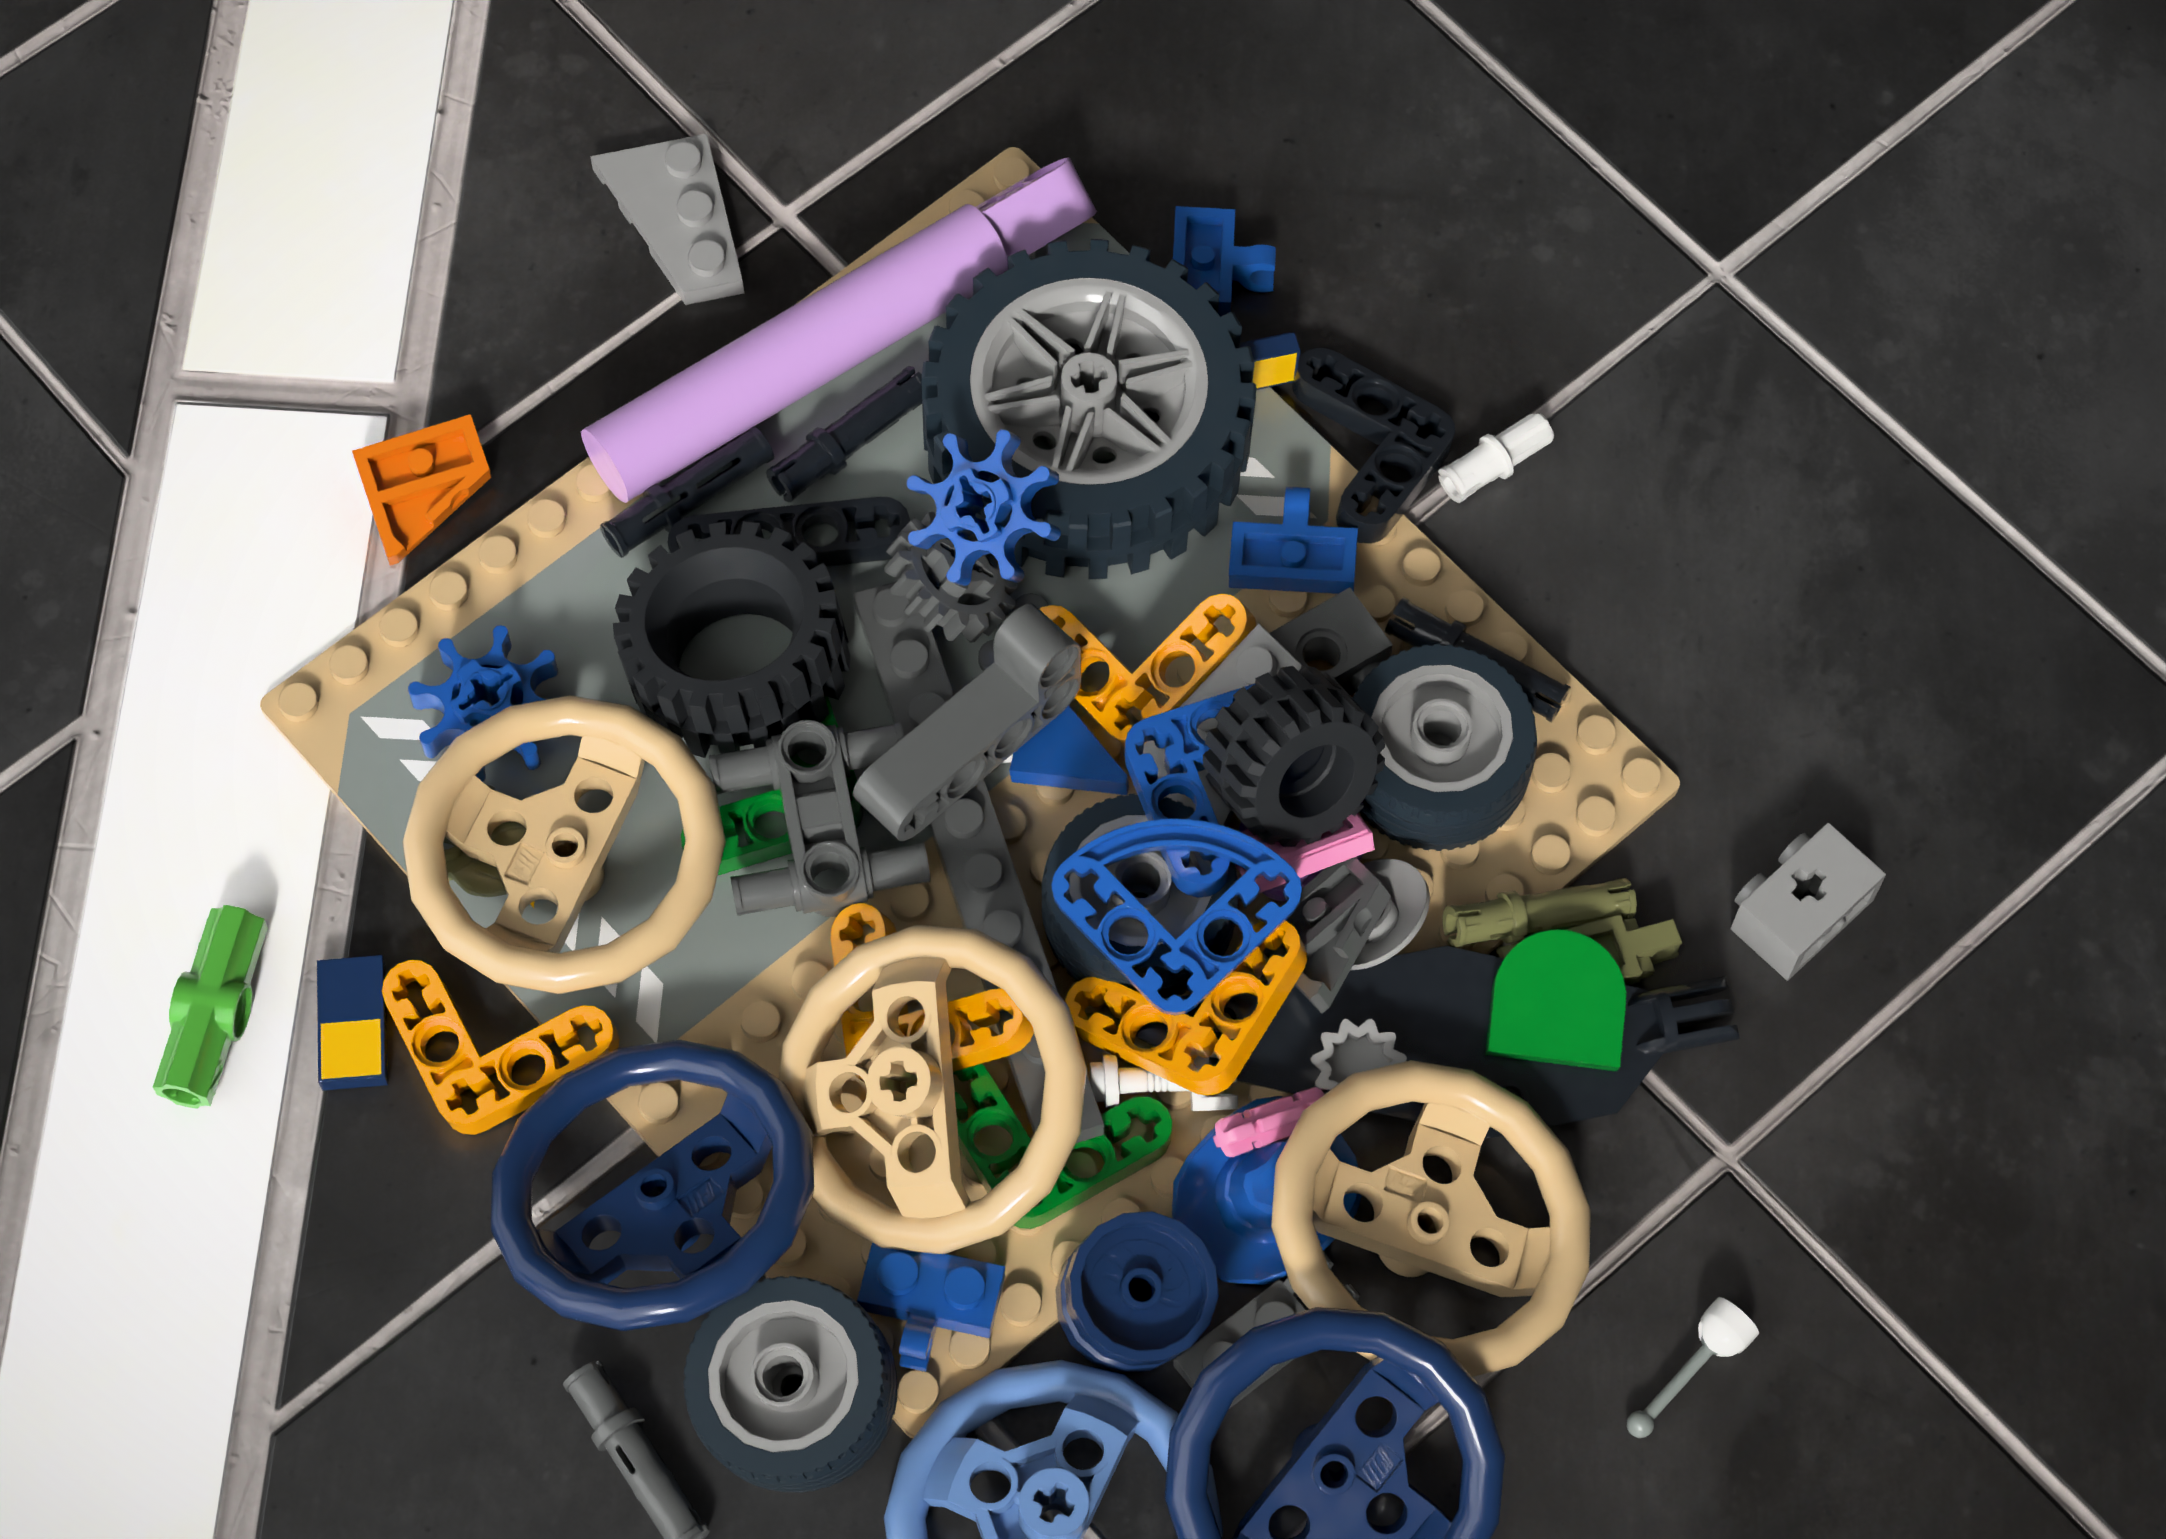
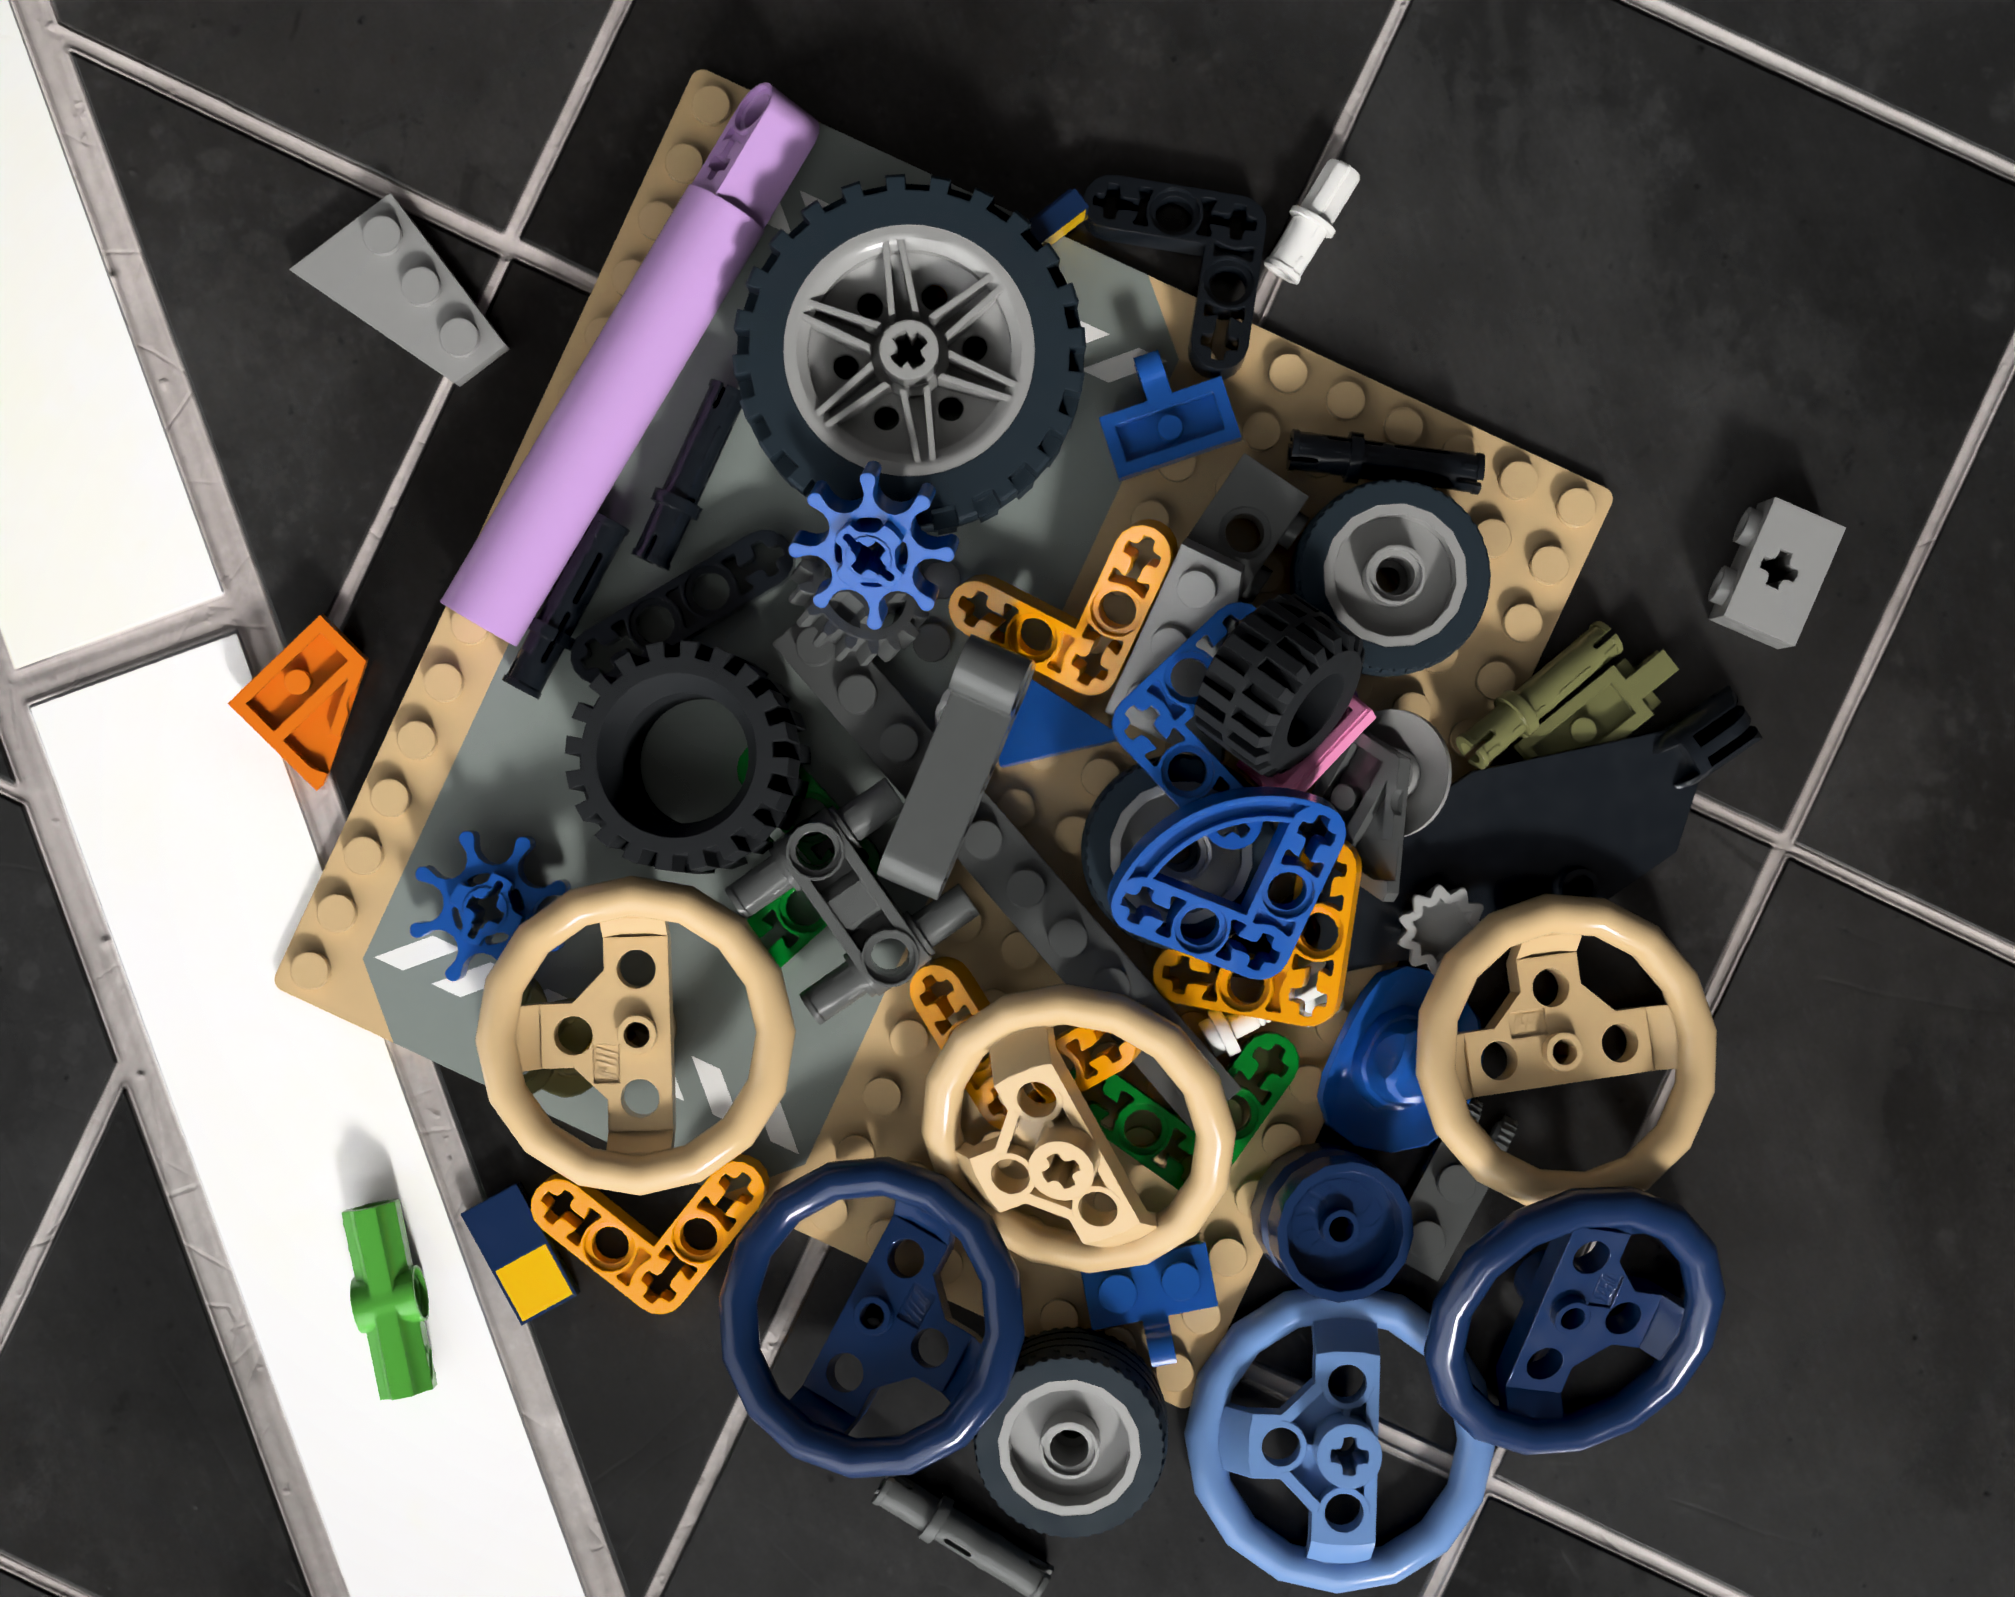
camera: 25 degrees left, 25 degrees up
(1207, 249) = (950, 127): blue plate -> none
(1262, 1123) = (1385, 1014): bright pink axle -> none
(1558, 1003) = (1594, 785): green tile -> none
(1723, 1333) = (1843, 1022): hinge -> none

